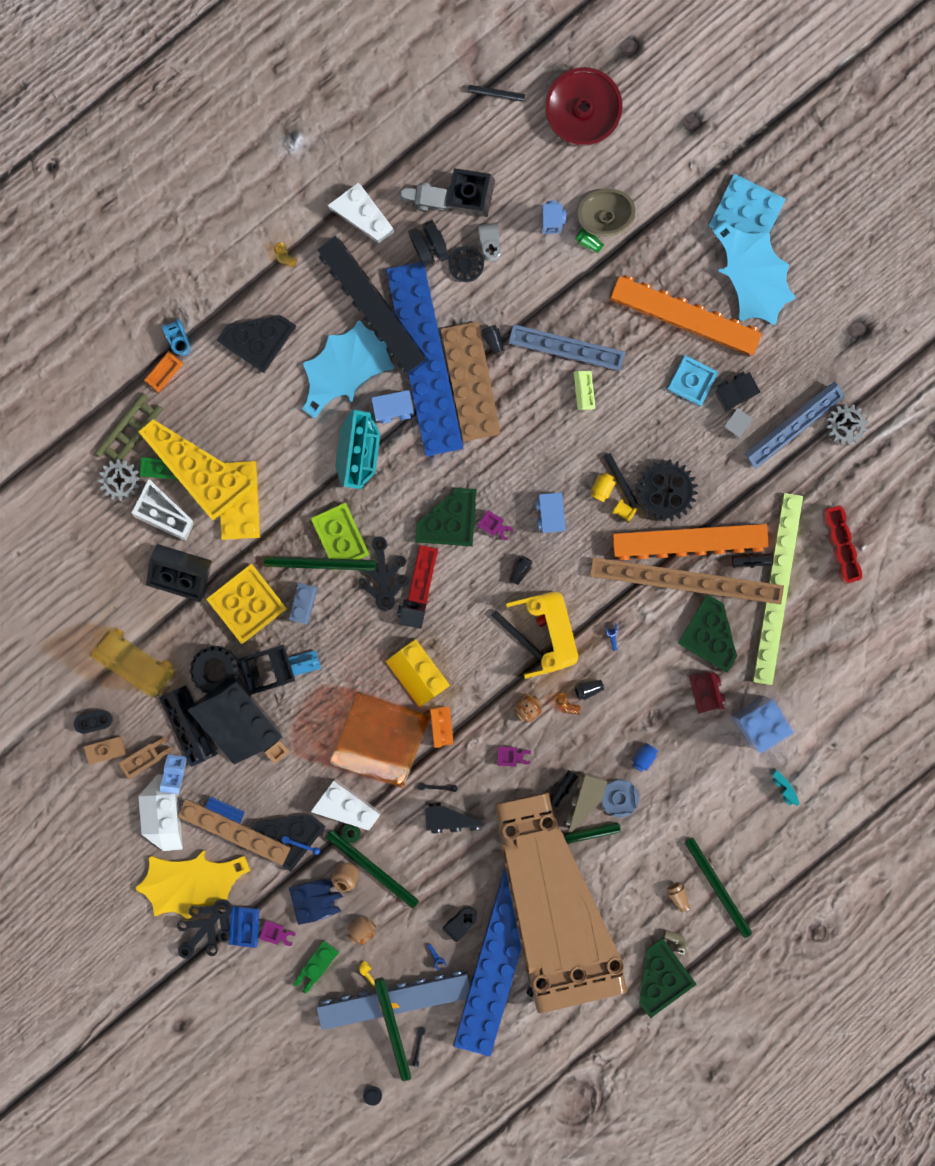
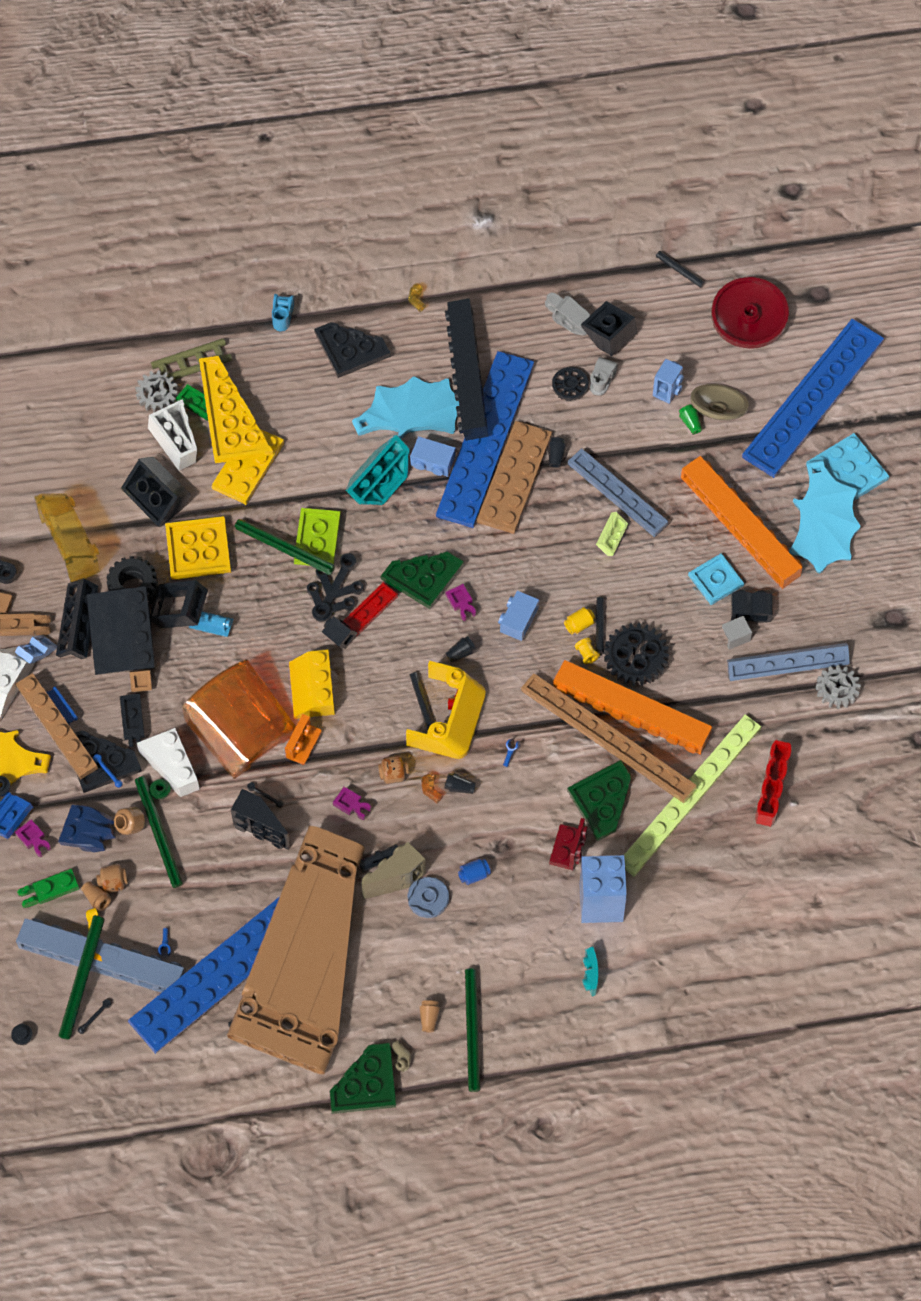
camera: 35 degrees right, 25 degrees down
(163, 372) = (252, 332): orange tile -> none
(290, 787) = (132, 718): none -> black hinge
(303, 603) = (247, 572): sand blue brick -> none
(357, 952) = (96, 896): none -> medium nougat cone
(360, 211) = (504, 296): white wedge -> none
(428, 244) = (547, 346): black wheel -> none
(458, 925) = (205, 923): black piece -> none
(592, 833) = (383, 913): dark green axle -> none
(681, 158) = (812, 398): none -> blue plate
(752, 560) = (667, 750): black pin -> none

